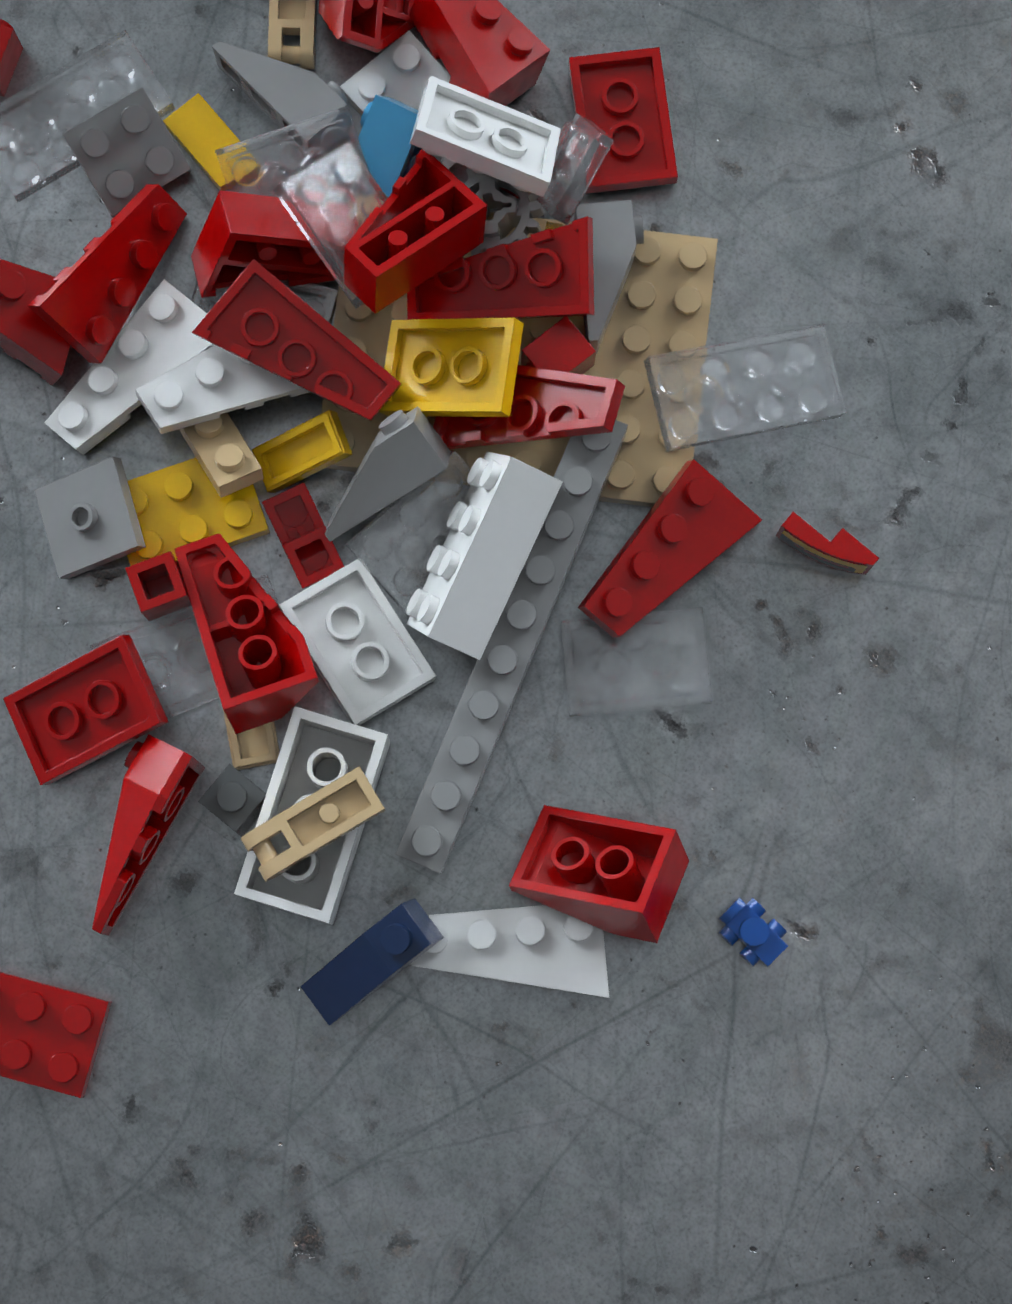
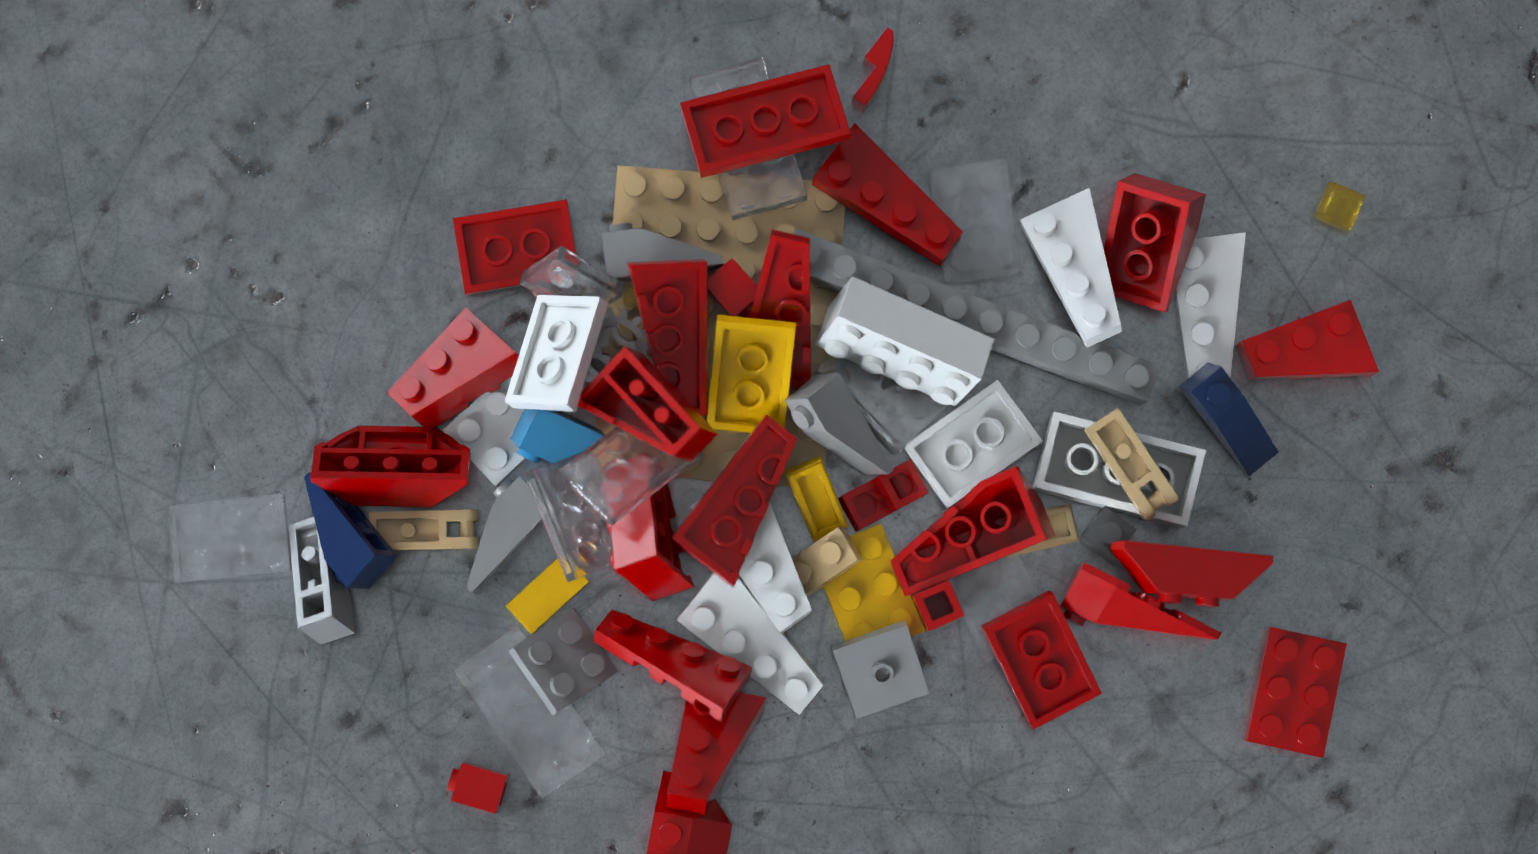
camera: 90 degrees left, 5 degrees up
(172, 894) = (1189, 571): none -> red wedge
(456, 1070) = (1311, 347): none -> red wedge
(575, 776) = (1075, 262): none -> white wing
(638, 1122) = (1339, 206): none -> clear yellow tile
(761, 939) = (1193, 115): blue piece -> none
(764, 401) = (765, 120): none -> red plate

